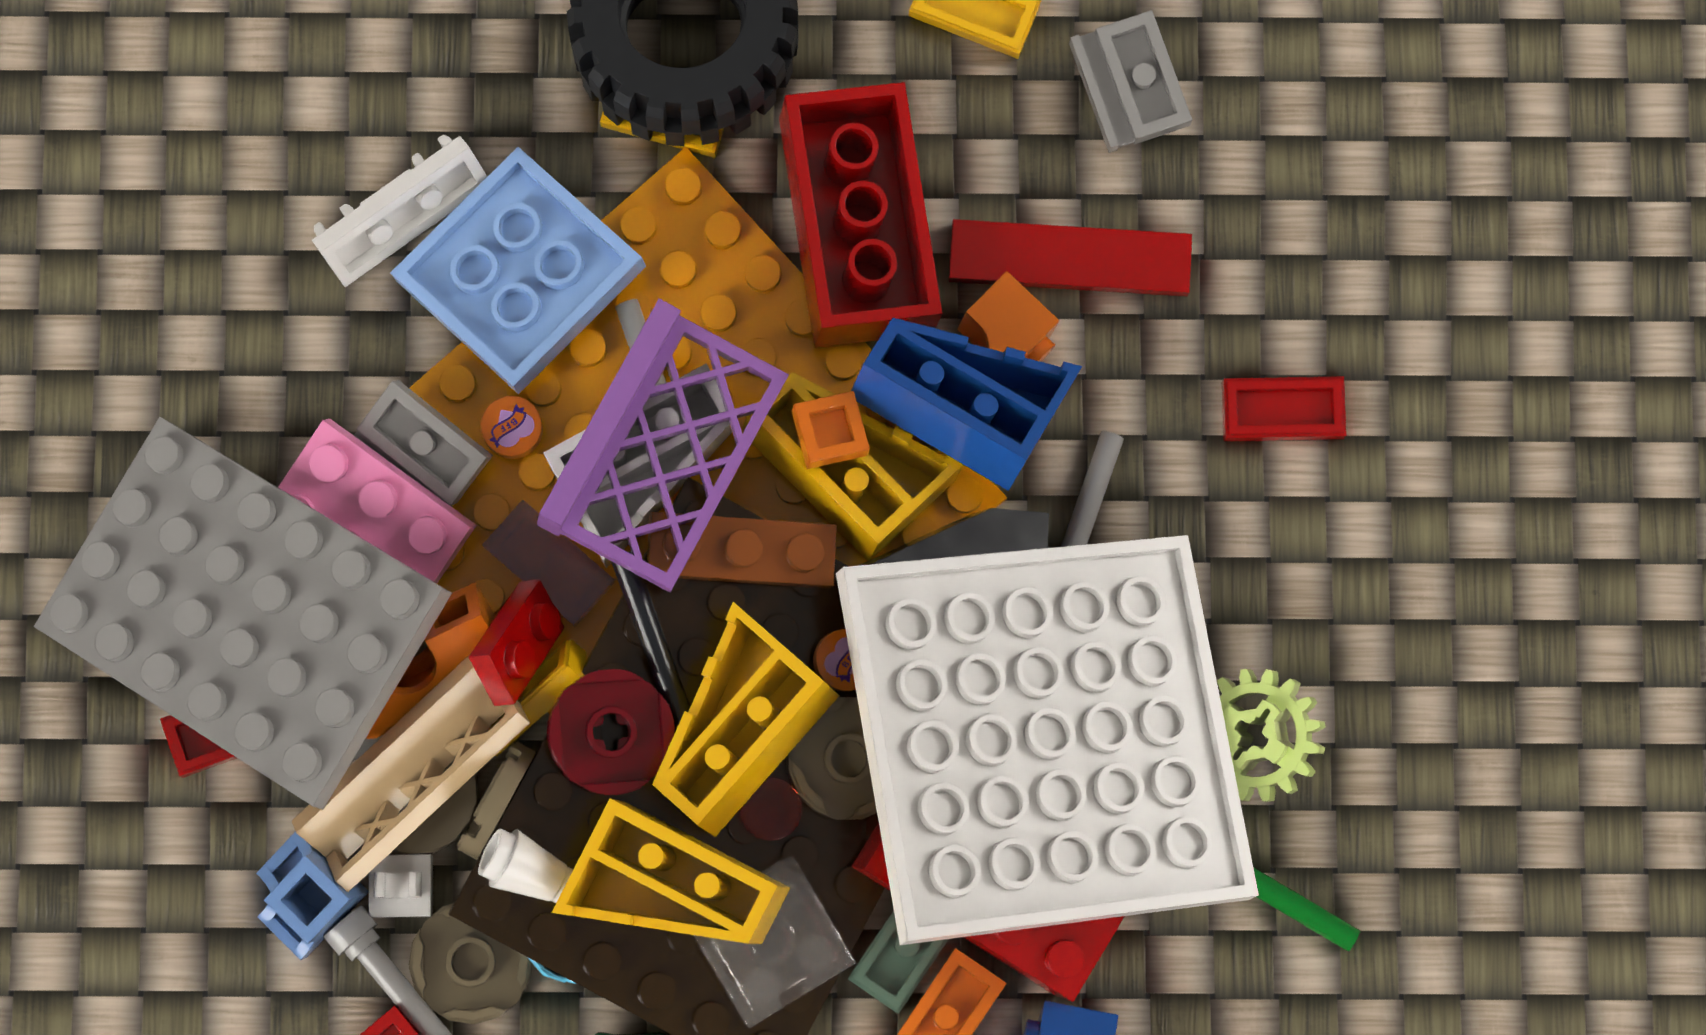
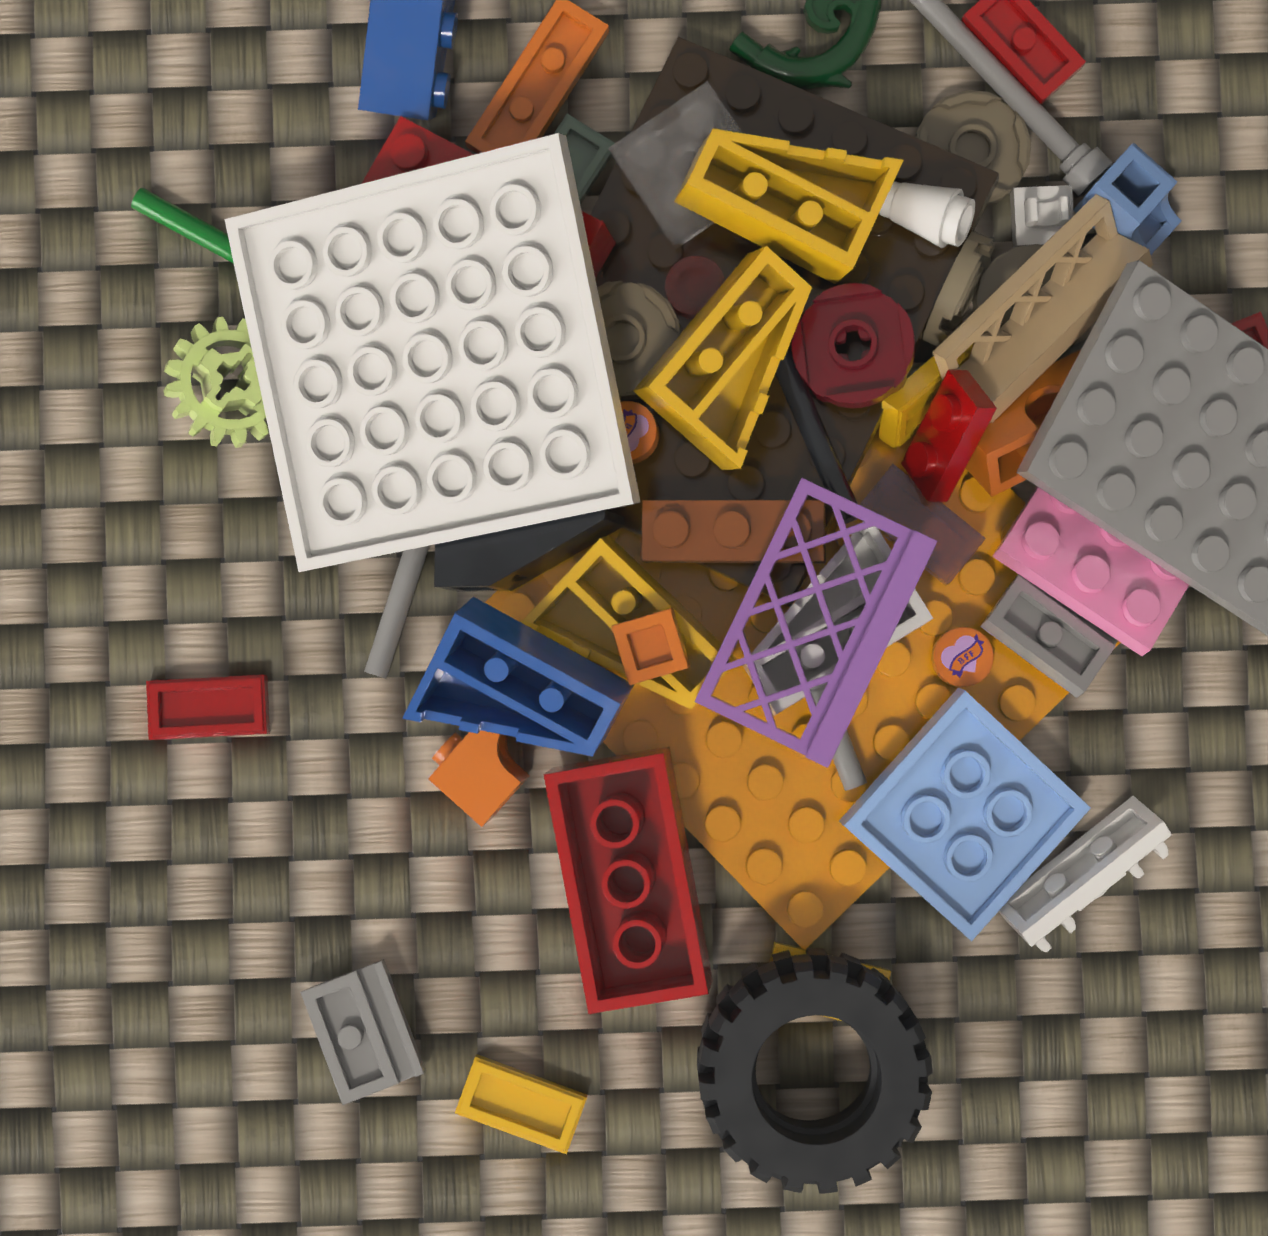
camera: 175 degrees left, 5 degrees up
(1071, 257) = (419, 850): red tile -> none

